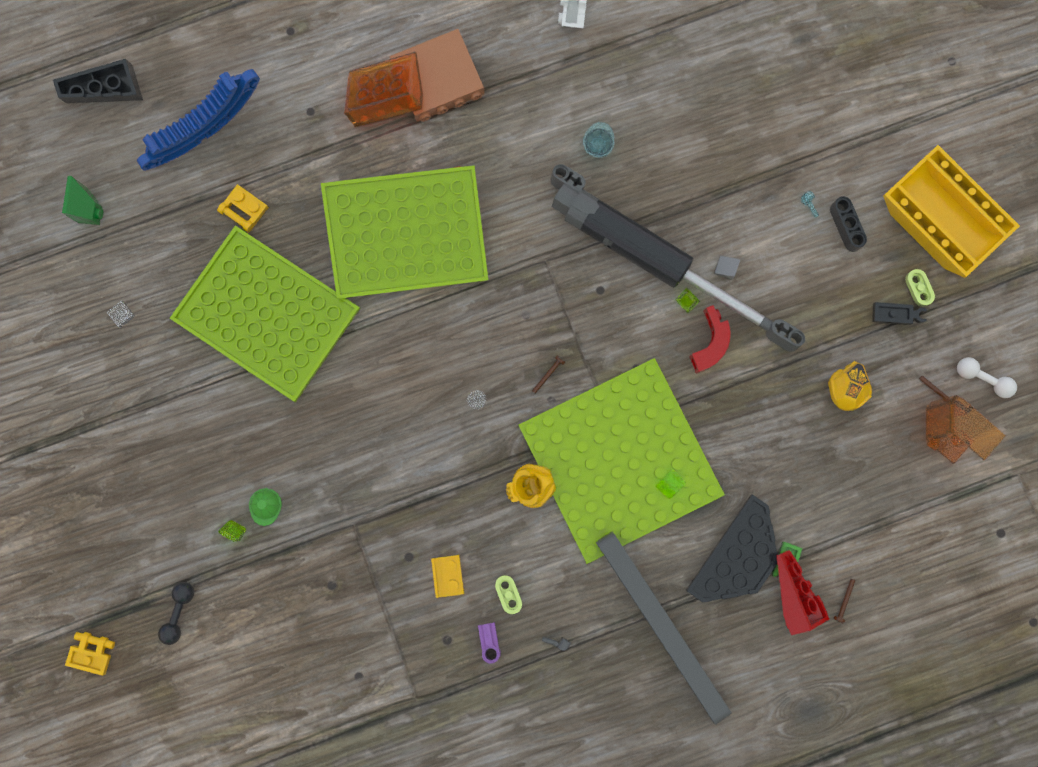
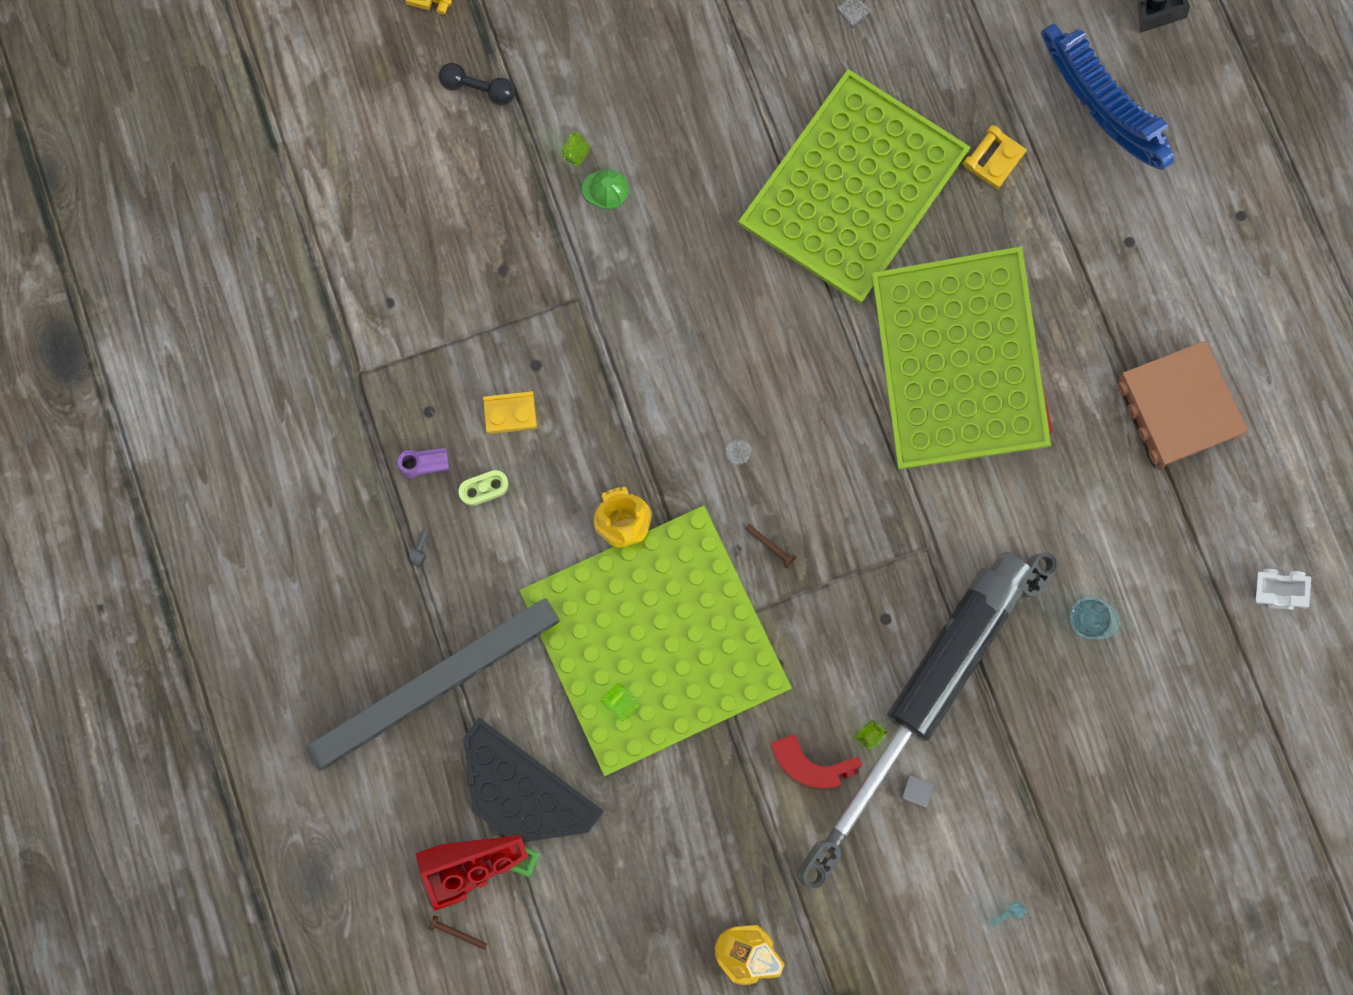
camera: 90 degrees right, 5 degrees down
(384, 90) = (1156, 332): clear orange slope -> none
(850, 215) = (991, 960): black beam -> none

